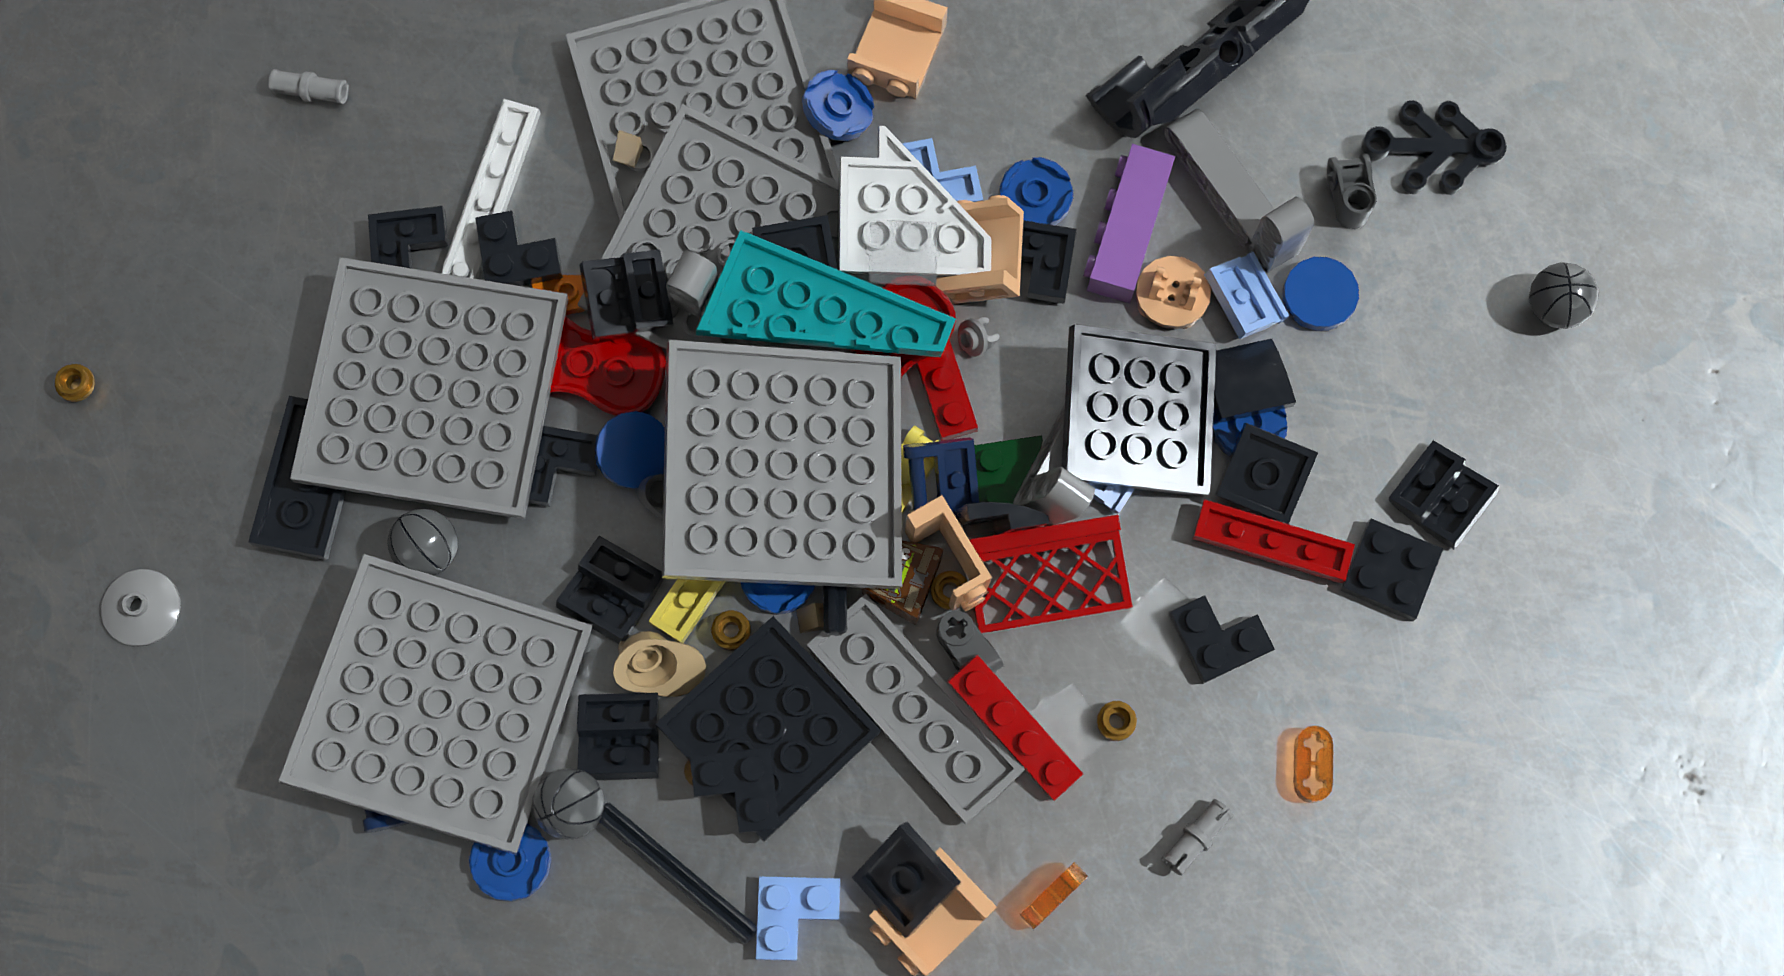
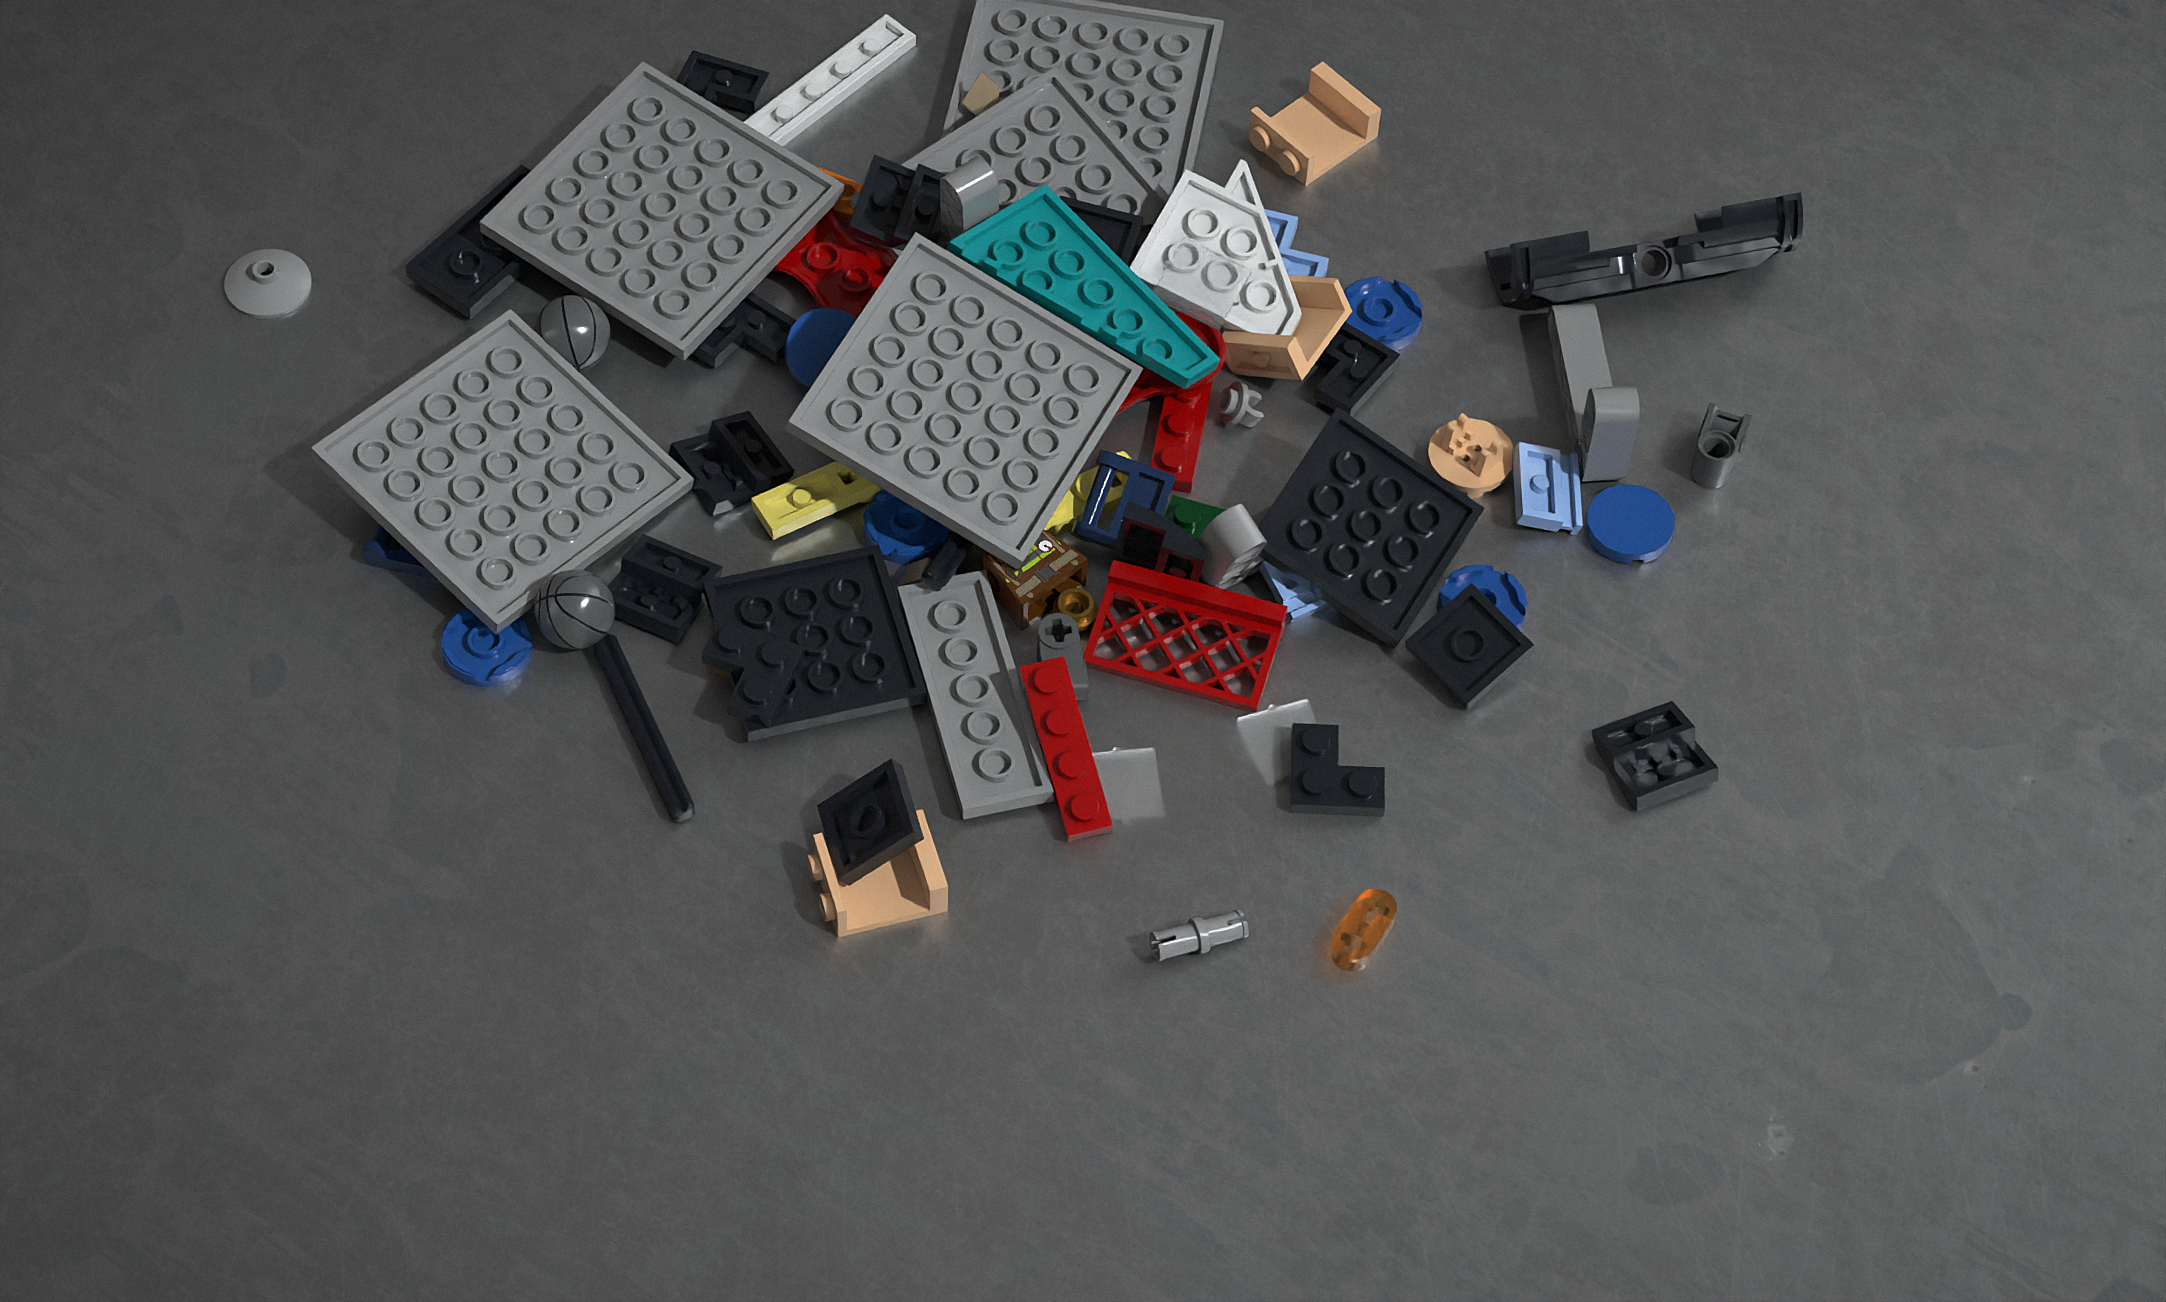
camera: 25 degrees right, 20 degrees down
(67, 375) = (325, 72): pearl gold plate -> none
(508, 260) = (807, 135): black plate -> none
(658, 665) = (735, 534): tan piece -> none
(722, 621) = (828, 537): pearl gold plate -> none
(784, 903) = (737, 804): light blue plate -> none
(838, 105) = (1214, 147): blue tile -> none
(938, 516) = (1087, 524): light nougat panel -> none
(1054, 895) = (1015, 916): clear orange beam -> none
(1127, 715) = (1177, 787): pearl gold plate -> none
(1130, 223) = (1460, 373): medium lavender brick -> none
(1251, 381) = (1502, 564): black slope -> none
(1273, 541) = (1442, 713): red plate -> none
(1392, 569) = (1557, 797): black plate -> none
(1439, 145) = (1837, 448): black plant -> none
(1563, 295) = (1891, 625): dark grey piece -> none

